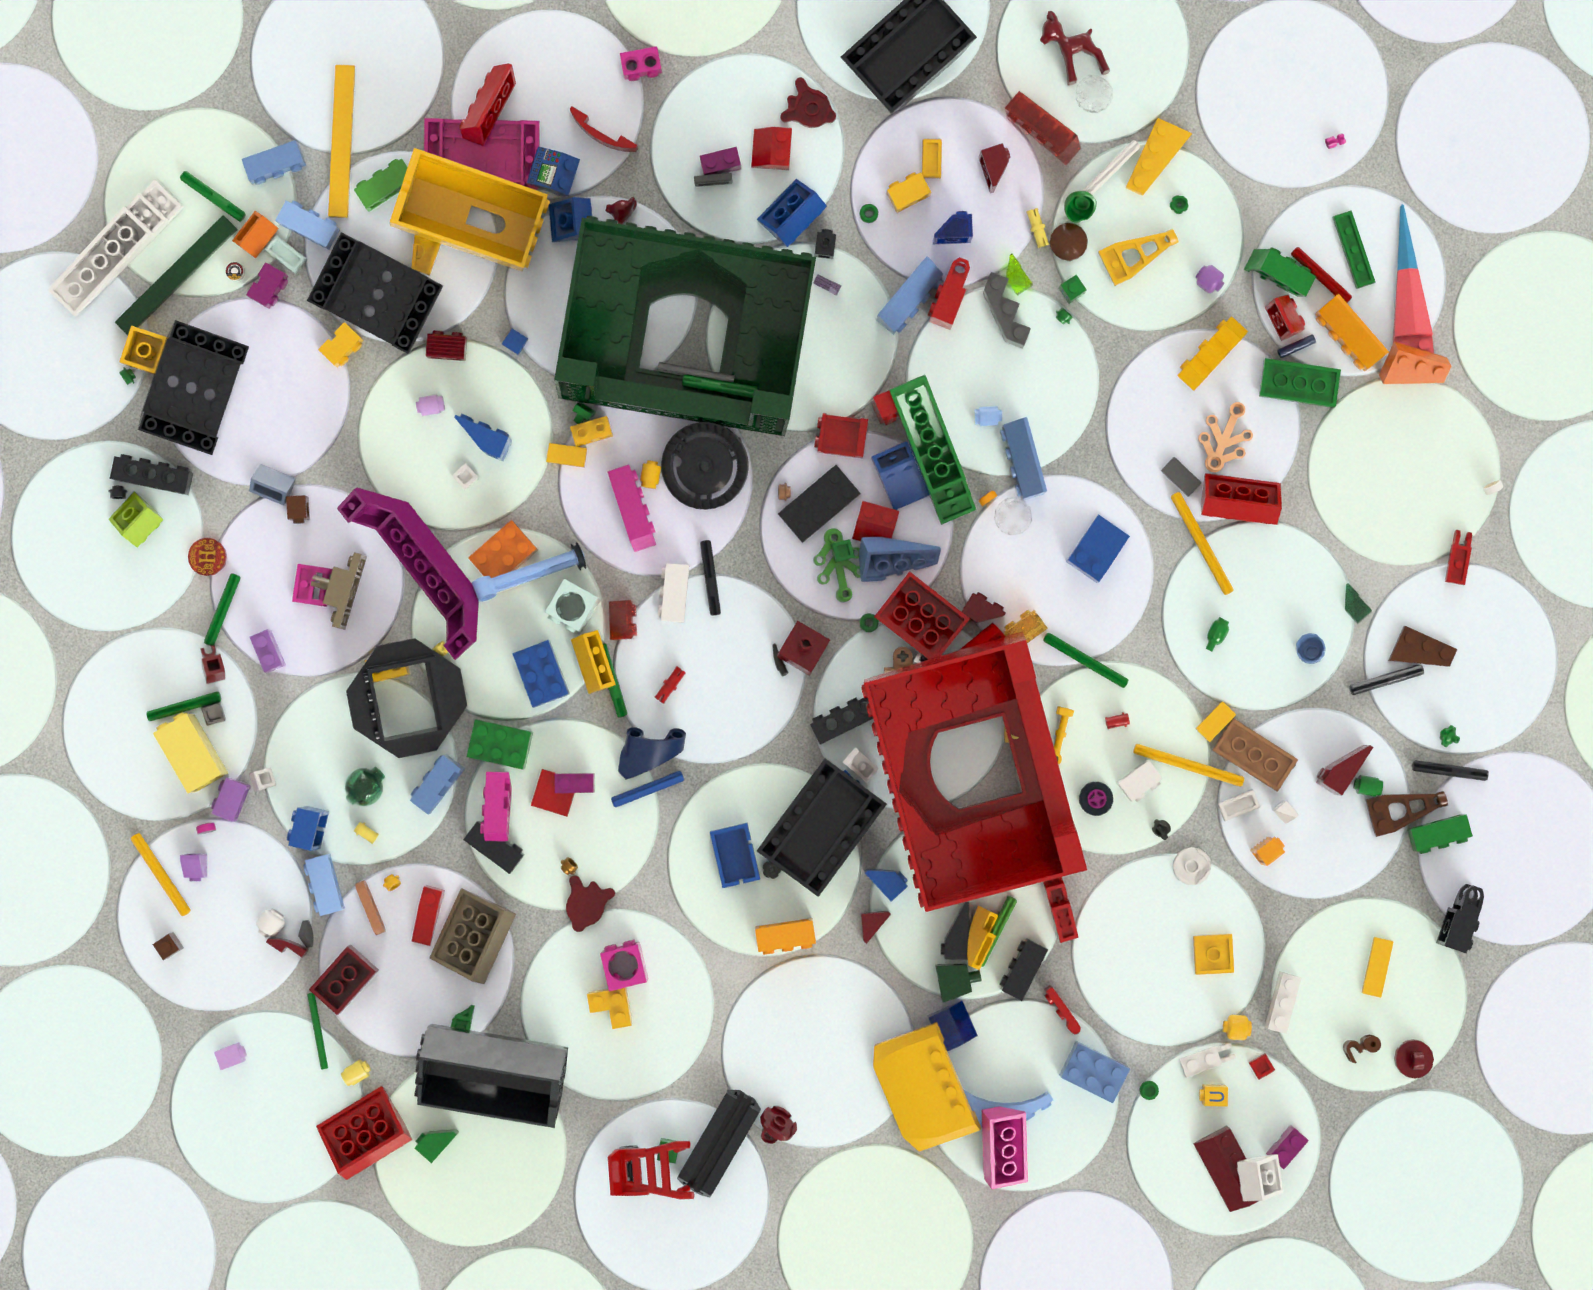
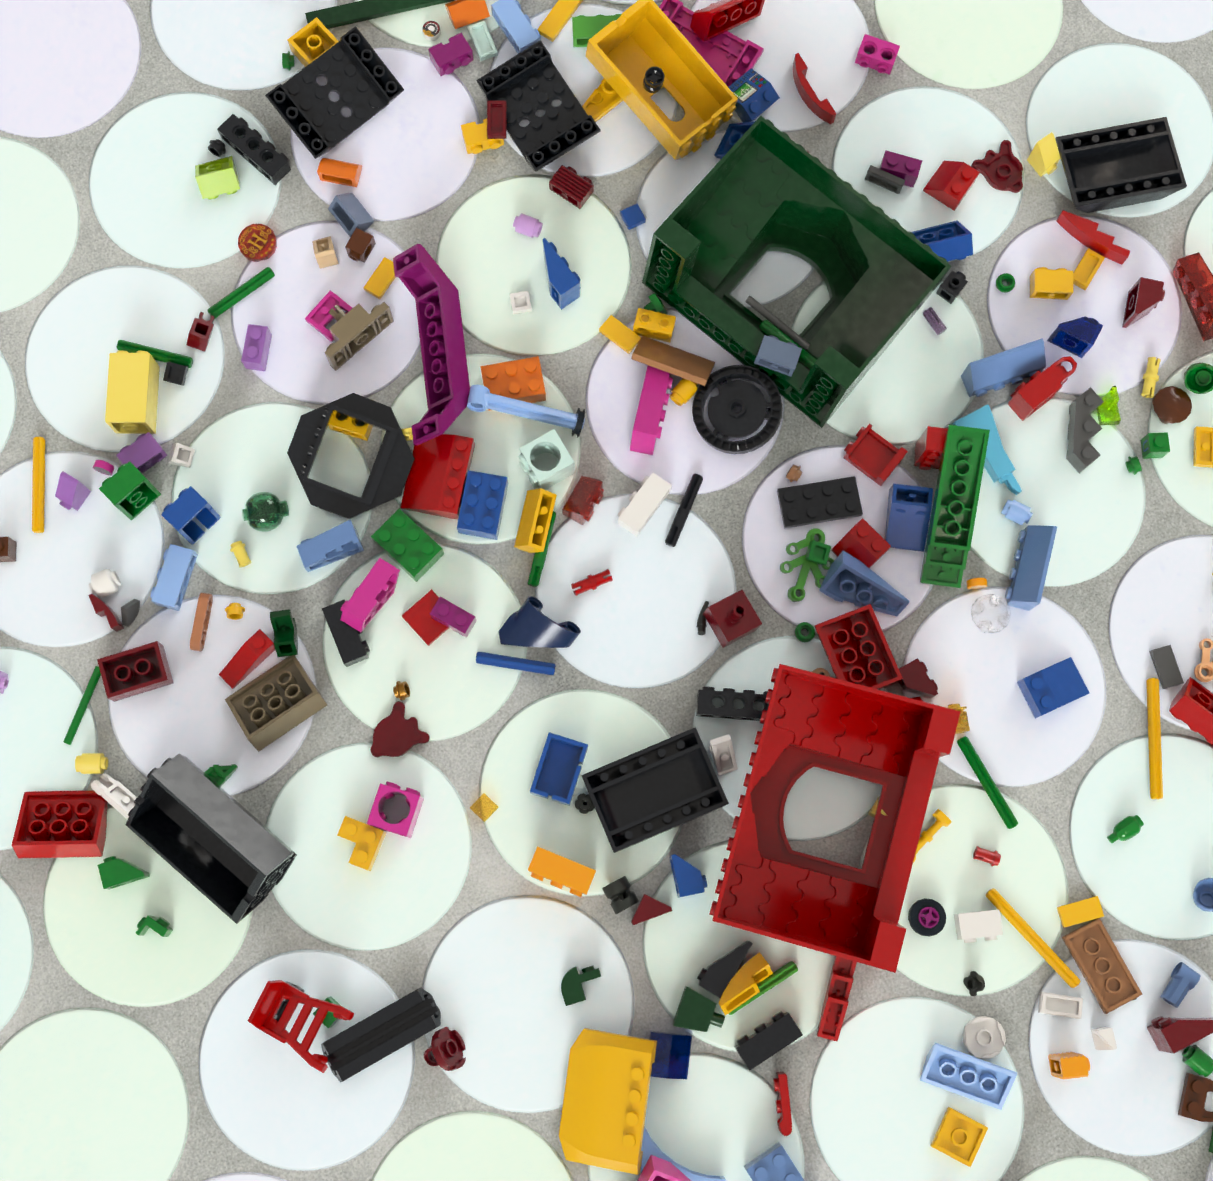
camera: 30 degrees right, 10 degrees down
(237, 451) = (339, 172): none -> orange brick
(244, 837) = (129, 490): none -> green brick
(270, 530) = (325, 252): none -> tan slope
(333, 526) = (381, 279): none -> yellow tile
(346, 326) = (497, 119): none -> dark red tile
(392, 1085) = (114, 794): none -> white hinge
(445, 877) = (284, 633): none -> dark green brick
(467, 225) = (654, 75): none -> black wheel
(490, 671) = (438, 476): none -> red slope
(491, 1164) = (159, 925): none -> green bracket
(626, 454) = (673, 360): none -> medium nougat tile
(692, 920) = (484, 807): none -> clear yellow tile
(713, 406) = (778, 355): none -> sand blue brick
(836, 922) = (616, 888): none -> pearl dark grey wheel
(840, 77) = (1045, 155): none -> light yellow slope
(845, 1018) = (571, 984): none -> dark green brick
(913, 126) = (1086, 233): none -> red slope
(919, 361) = (996, 460): none -> medium azure piece
(1194, 904) = (967, 1076): none -> light blue slope
(1324, 729) = (1182, 981): none -> medium blue piece

